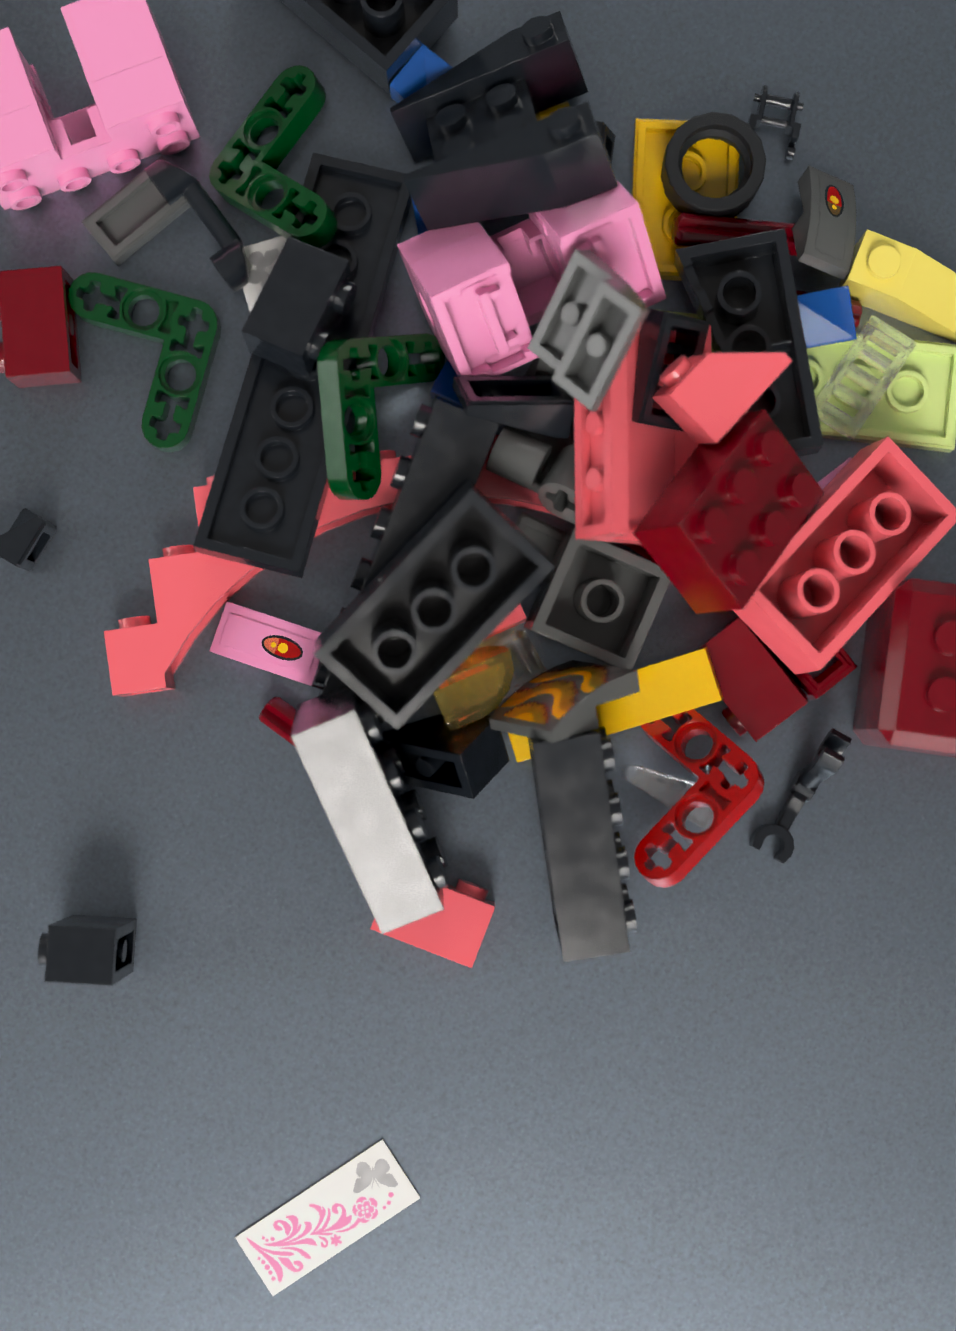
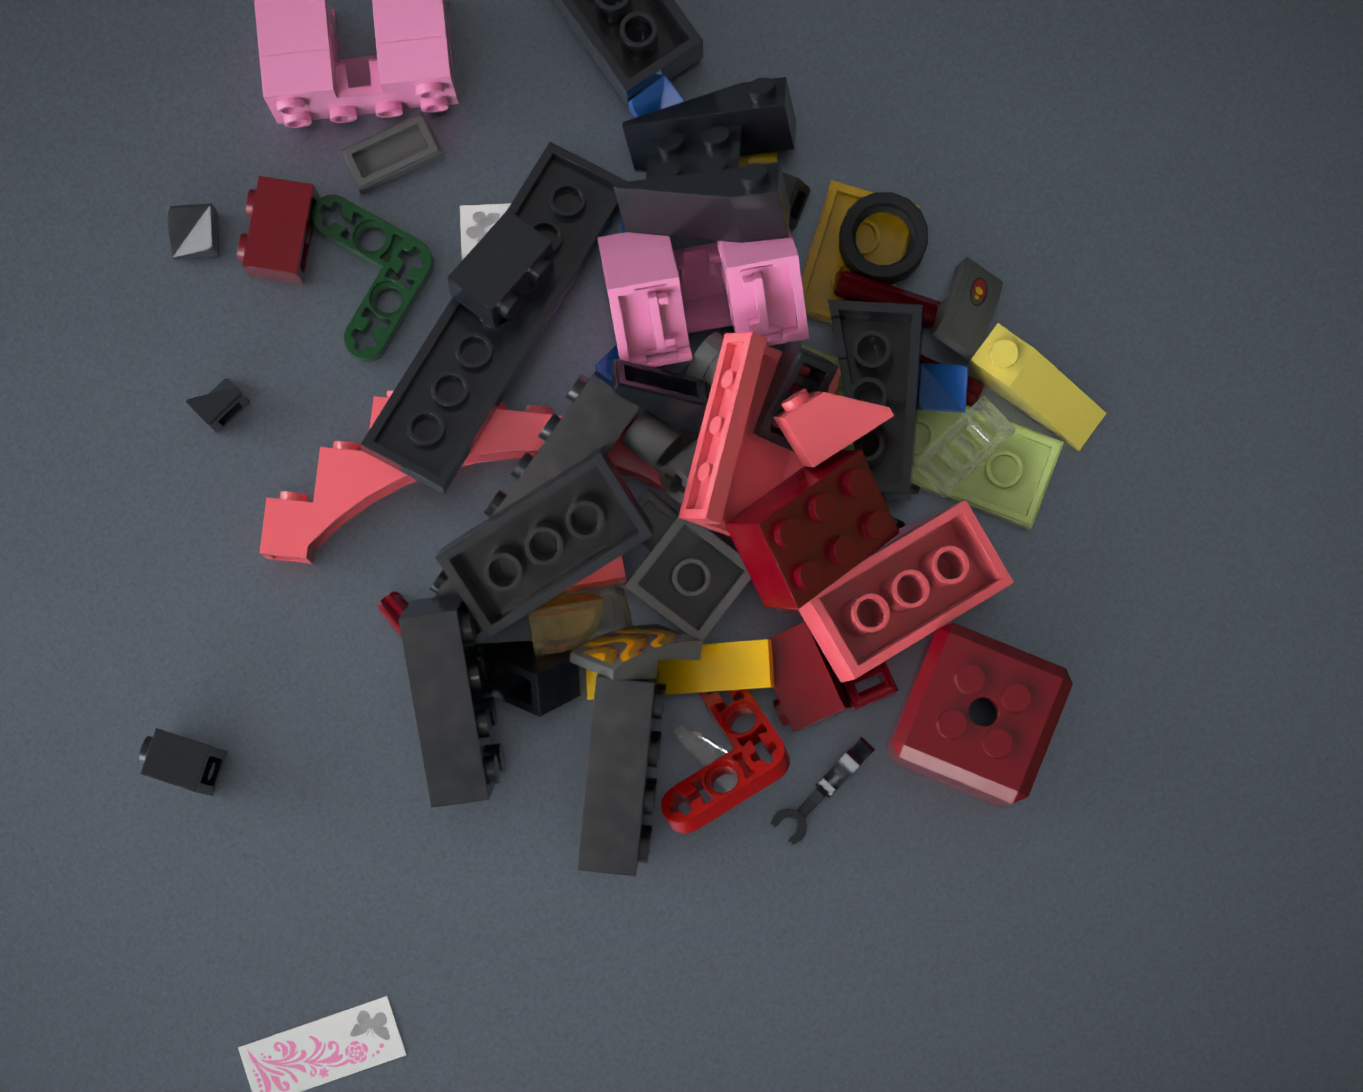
camera: 20 degrees right, 5 degrees down
(175, 183) = (427, 139): black bar -> none
(261, 176) = (500, 149): dark green beam -> none
(266, 643) = (400, 543): bright pink slope -> none
(356, 390) = (530, 349): dark green beam -> none
(456, 930) = (492, 823): coral slope -> none
(588, 327) = (730, 346): dark grey slope -> none
(791, 128) = (953, 194): black piece -> none

